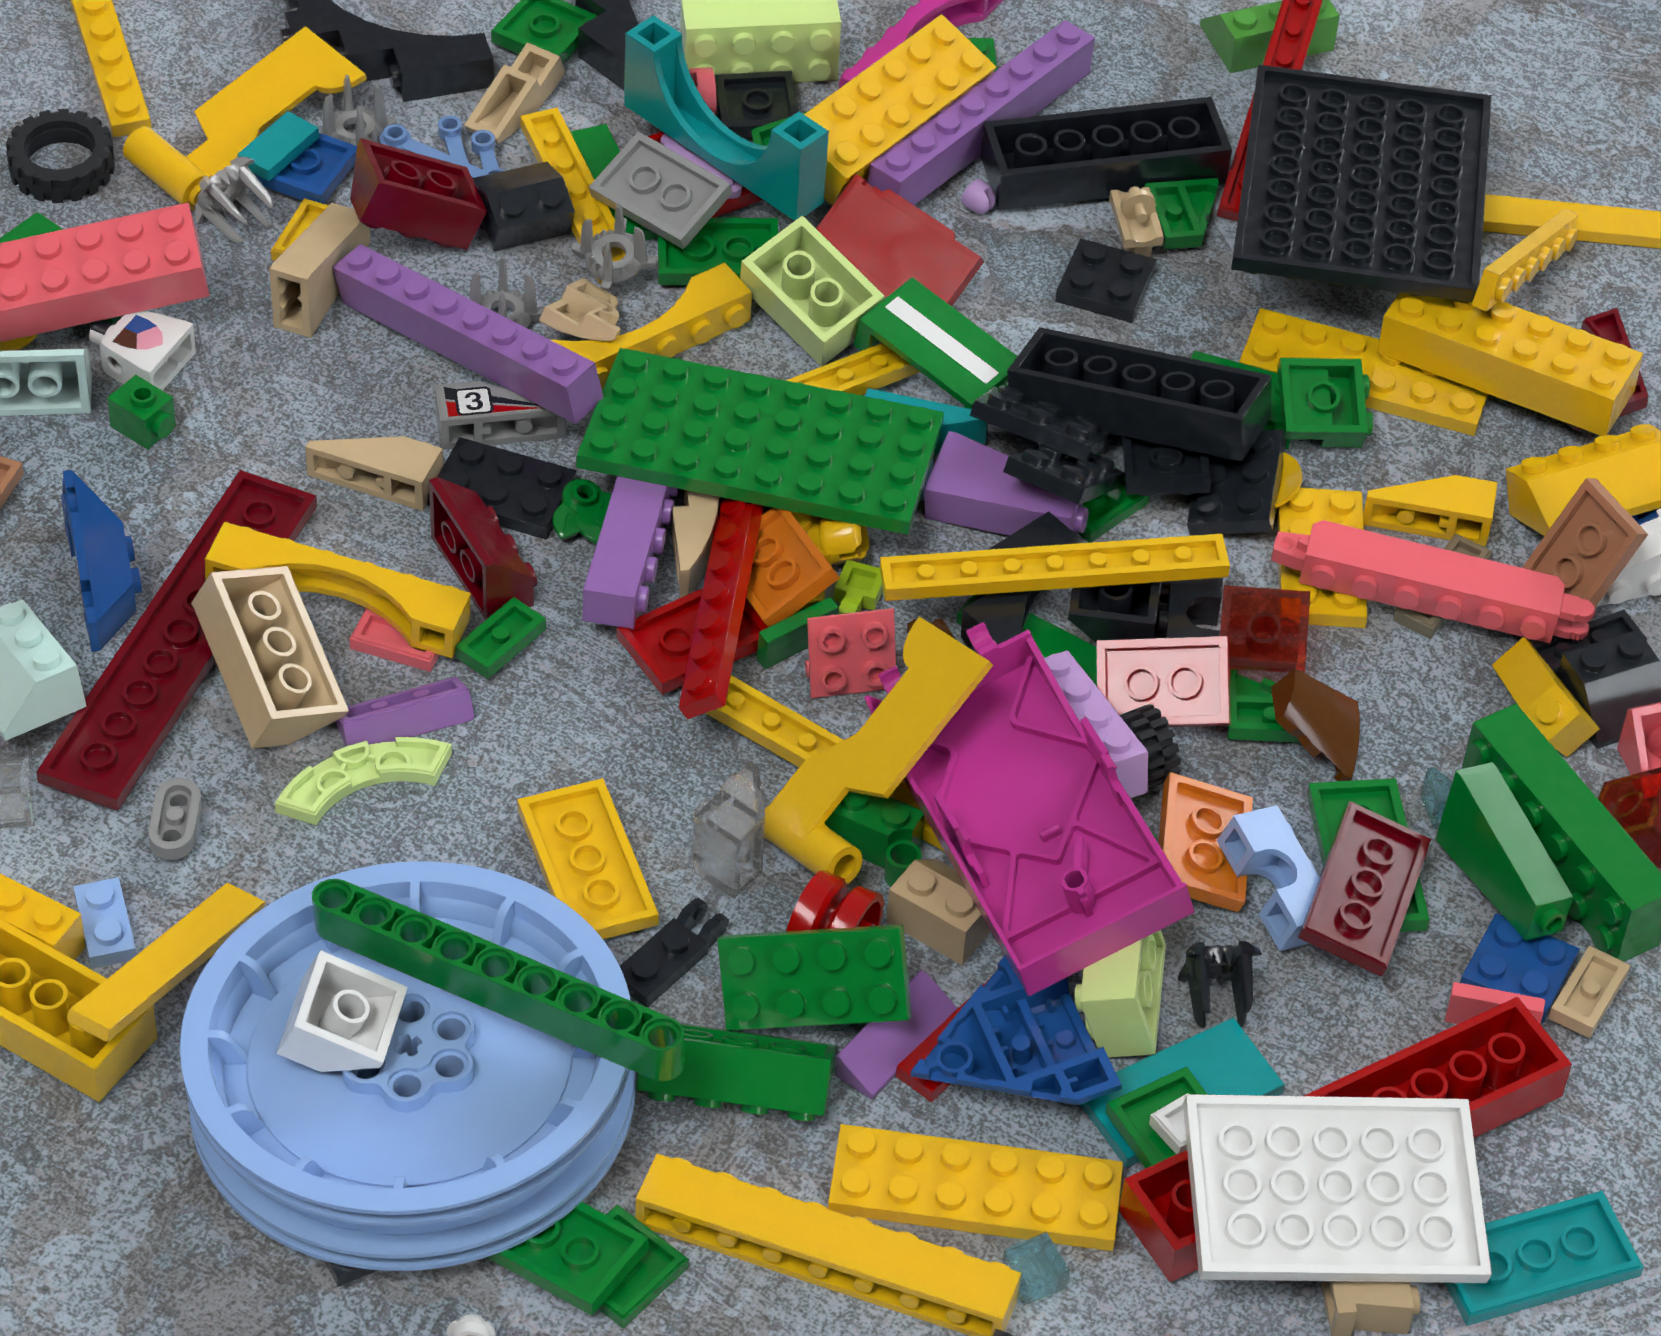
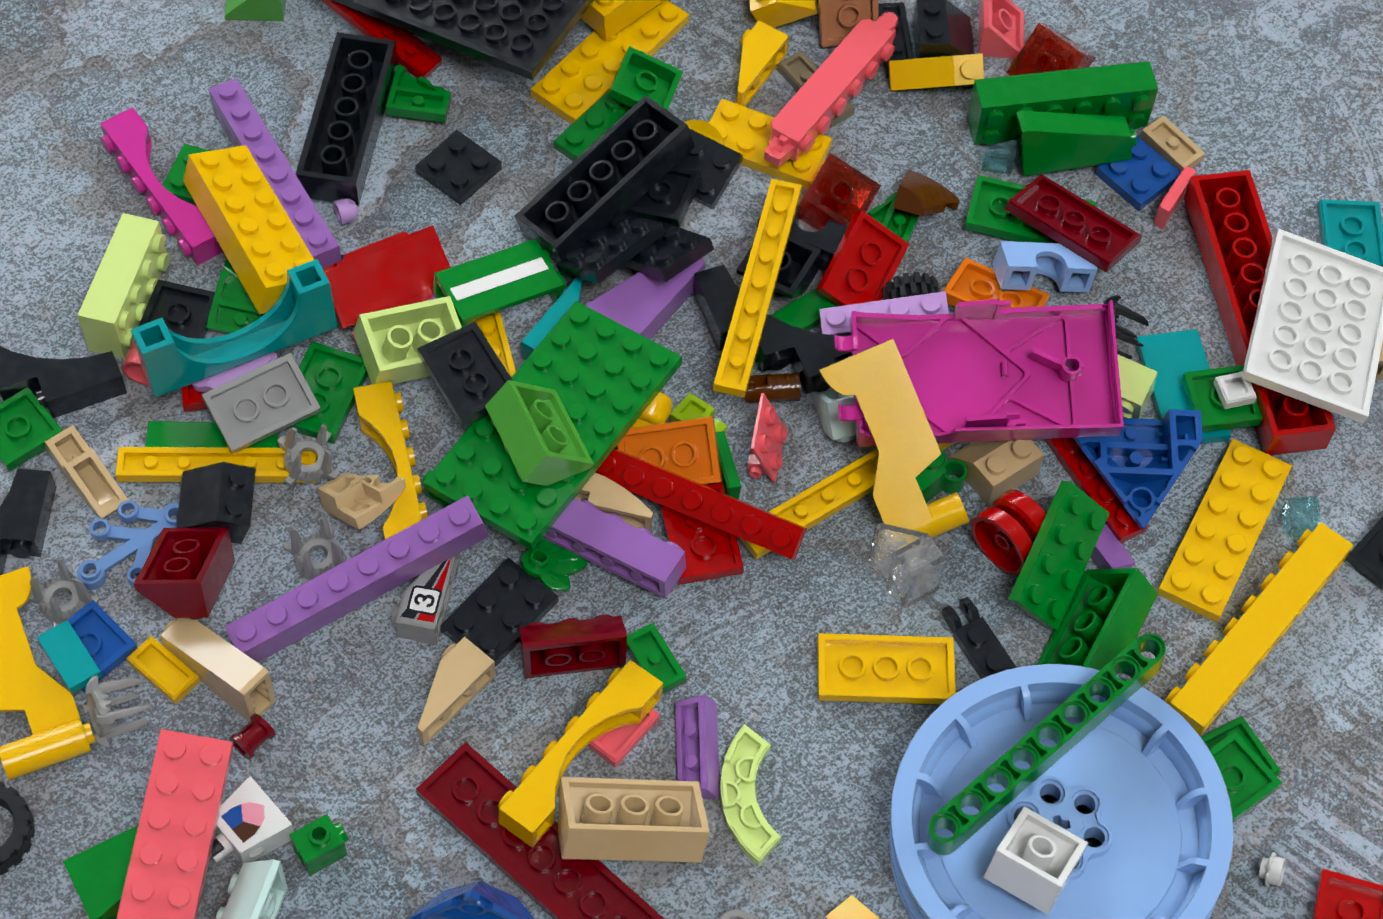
camera: 70 degrees left, 10 degrees up
(251, 322) = (252, 736): none -> dark red bush
(718, 410) = (537, 433): none -> bright green slope
(775, 334) = (465, 371): none -> black plate
(1137, 219) = (418, 124): tan hips -> none

